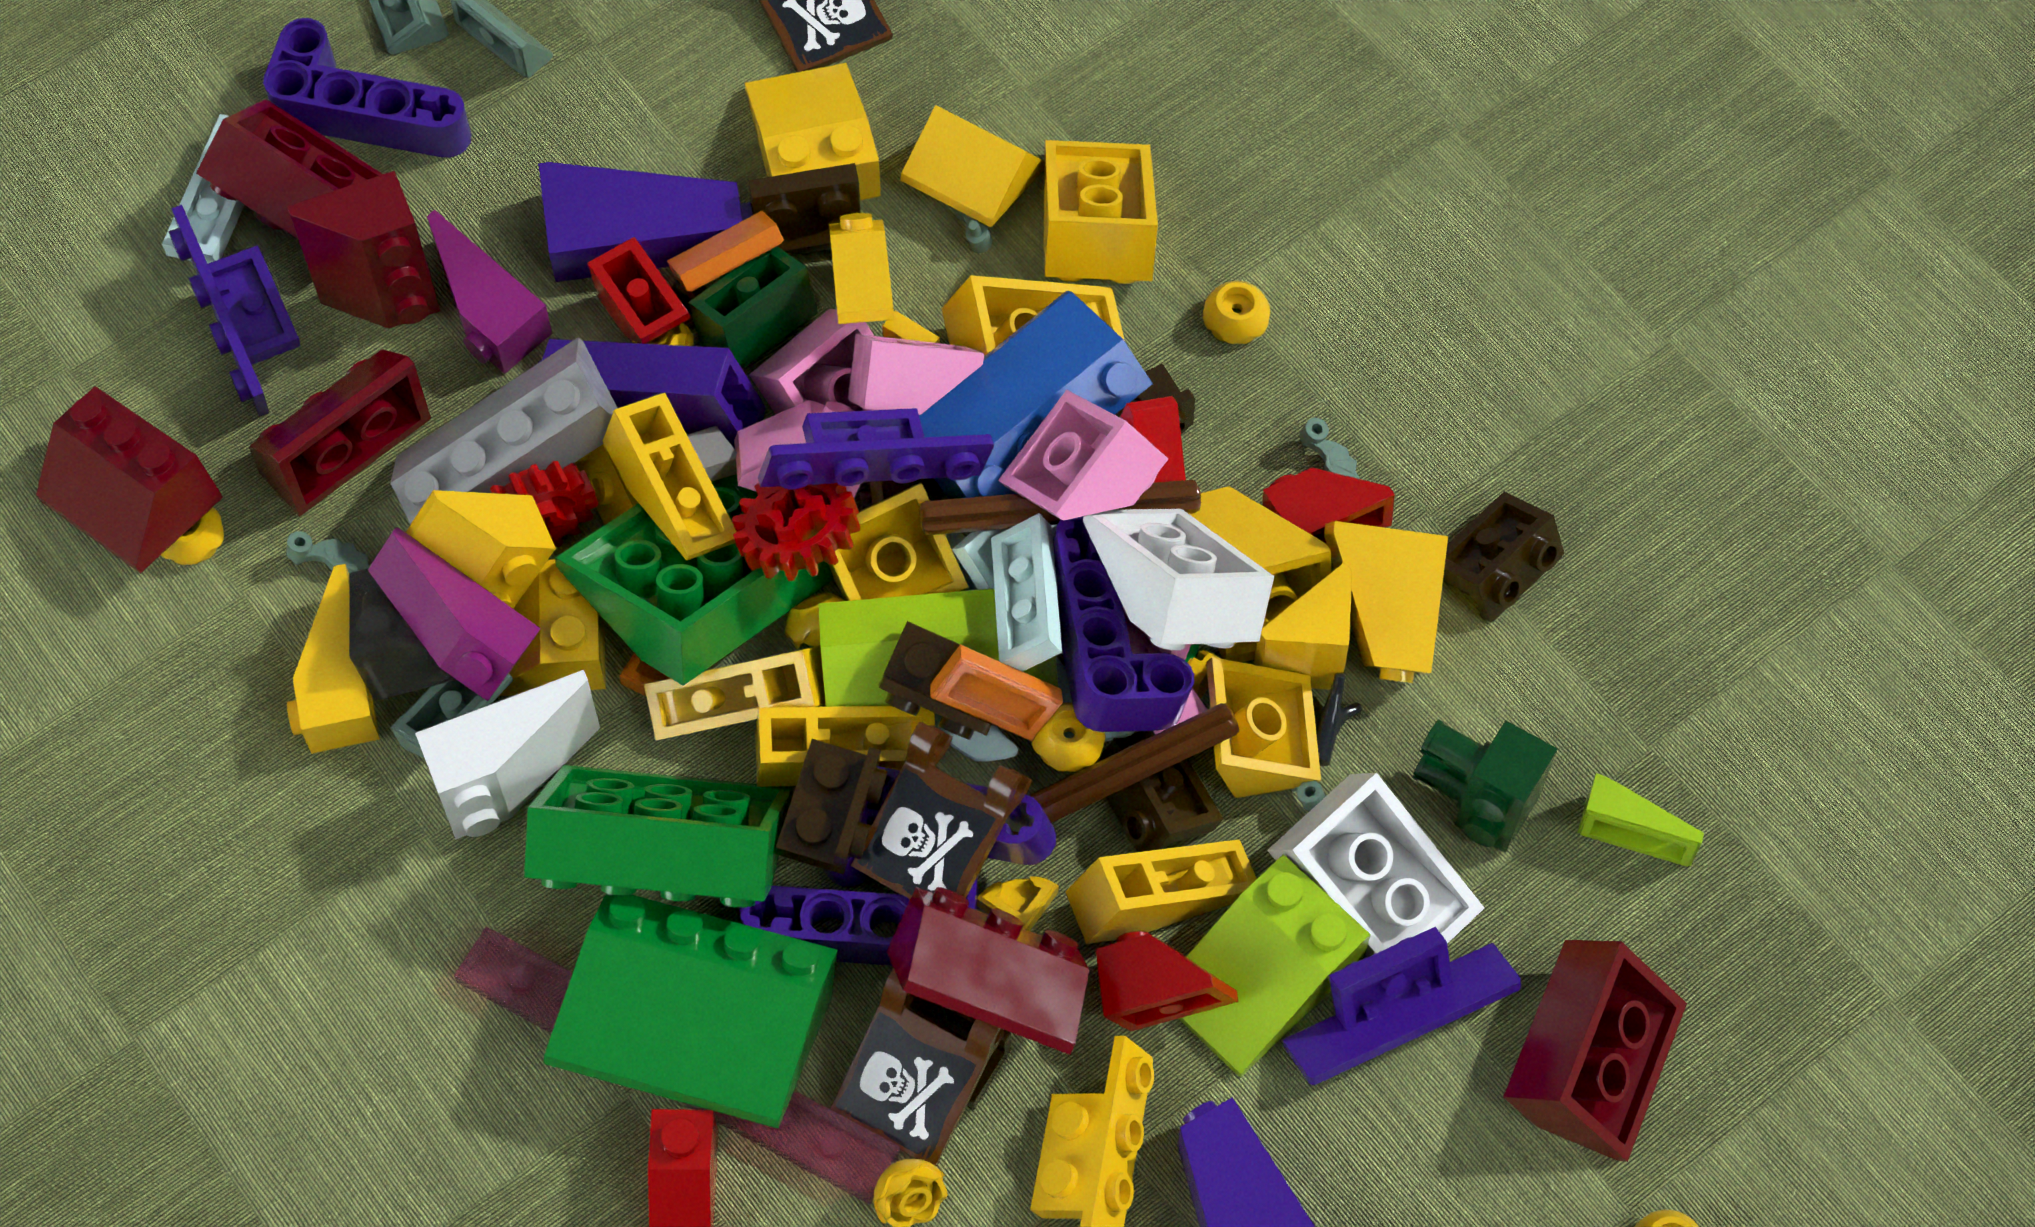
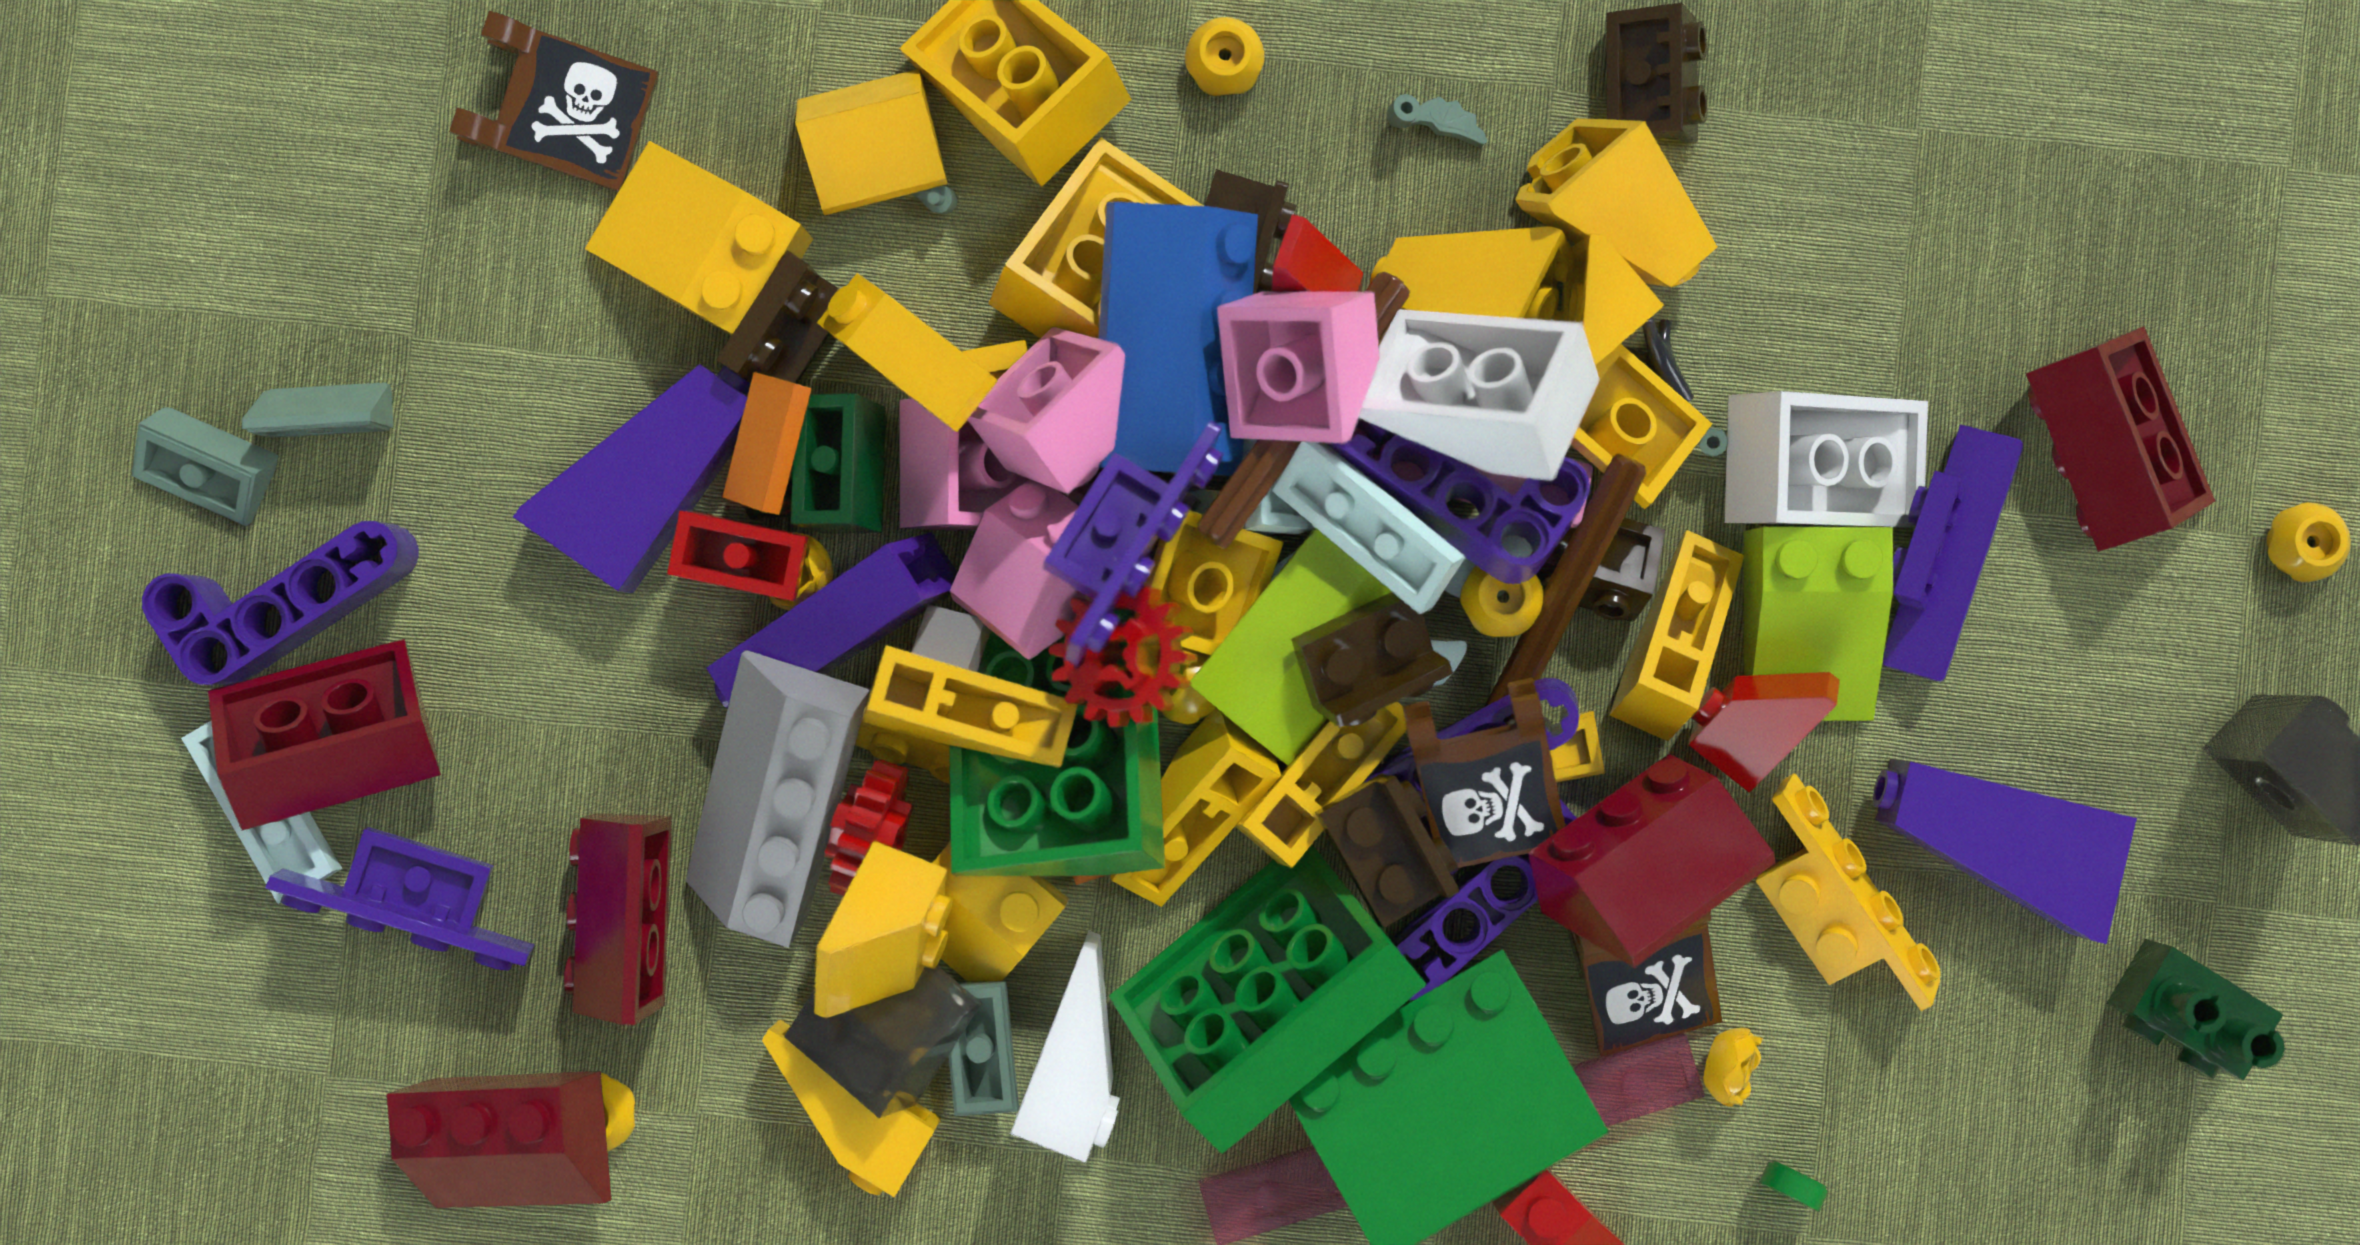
camera: 45 degrees left, 25 degrees up
(331, 552) = (734, 1012): sand green piece -> none
(366, 252) = (477, 748): dark red slope -> none
(452, 616) = (932, 1003): magenta slope -> none
(495, 309) = (606, 679): magenta slope -> none
(996, 693) = (1432, 635): orange tile -> none
(1325, 497) = (1481, 179): red slope -> none
(1490, 782) = (1858, 298): dark green brick -> none
(1634, 823) = (1961, 220): lime slope -> none

